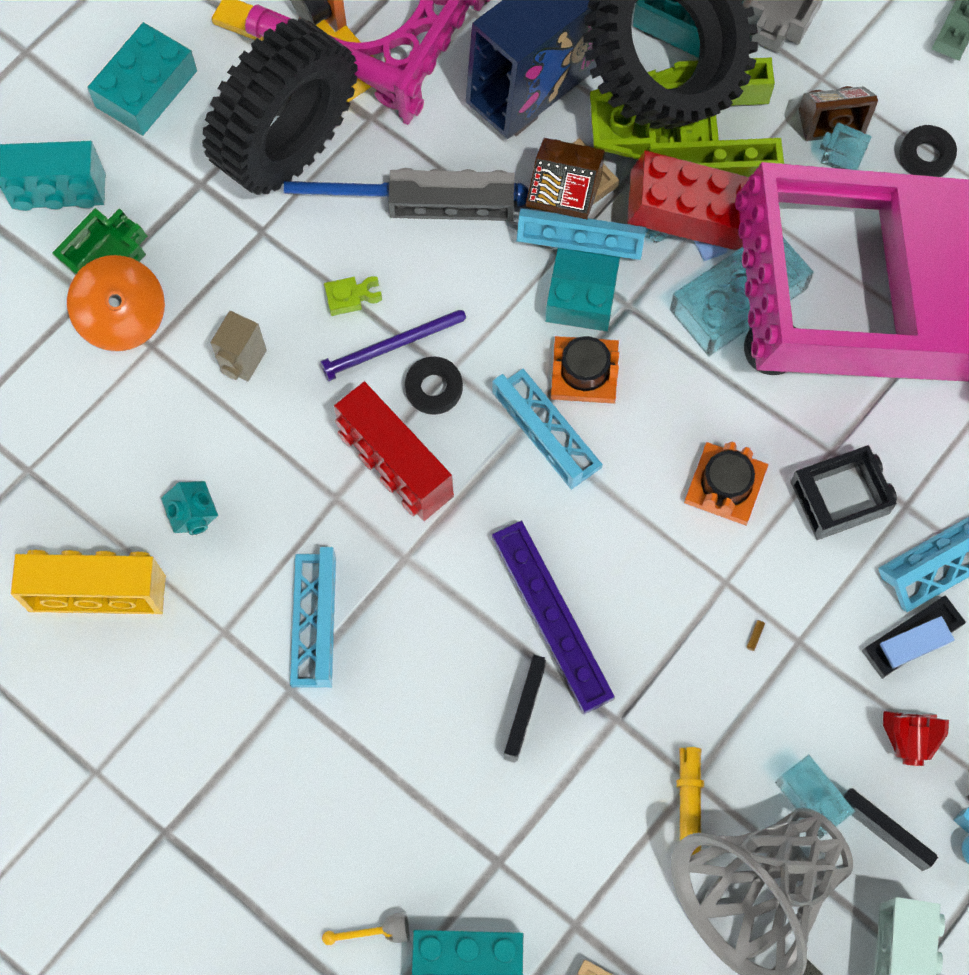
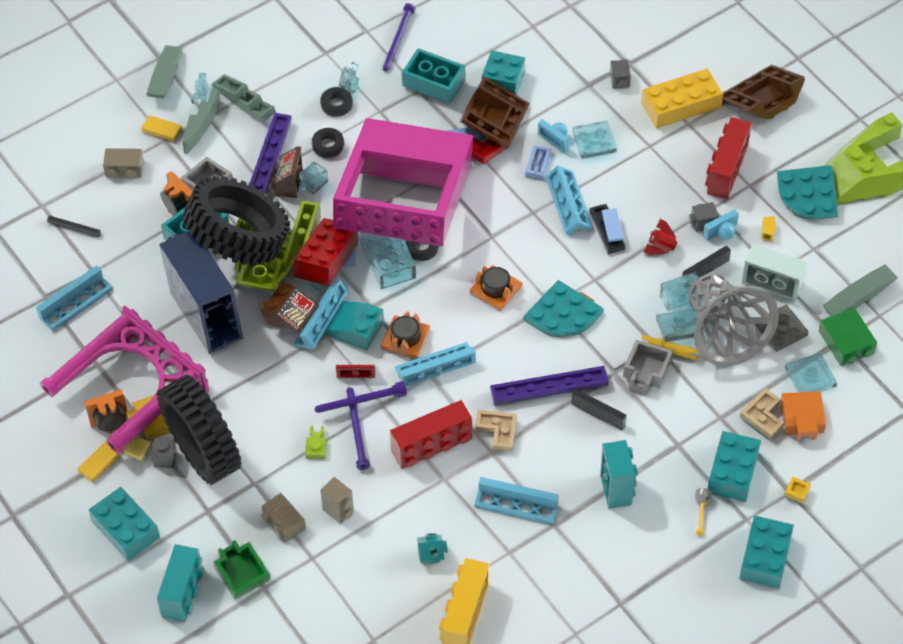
camera: 75 degrees left, 15 degrees down
(119, 326) = (277, 572): orange dish -> none
(202, 282) = (283, 517): none -> dark tan brick
(380, 766) = (618, 474): none -> teal brick
(433, 366) = (386, 402): black tyre -> none
(434, 193) = (267, 381): piece -> none
(451, 562) = (501, 424): none -> tan plate
(476, 383) = (398, 389): none -> dark purple piece
(499, 312) = (355, 371): none -> red slope
(637, 770) = (646, 366): none -> light grey piece
(712, 604) = (563, 312): none -> teal plate
(738, 803) = (677, 324): none -> clear light blue plate
(814, 505) = (522, 249): black window -> none
(875, 75) = (271, 151): none -> dark purple plate

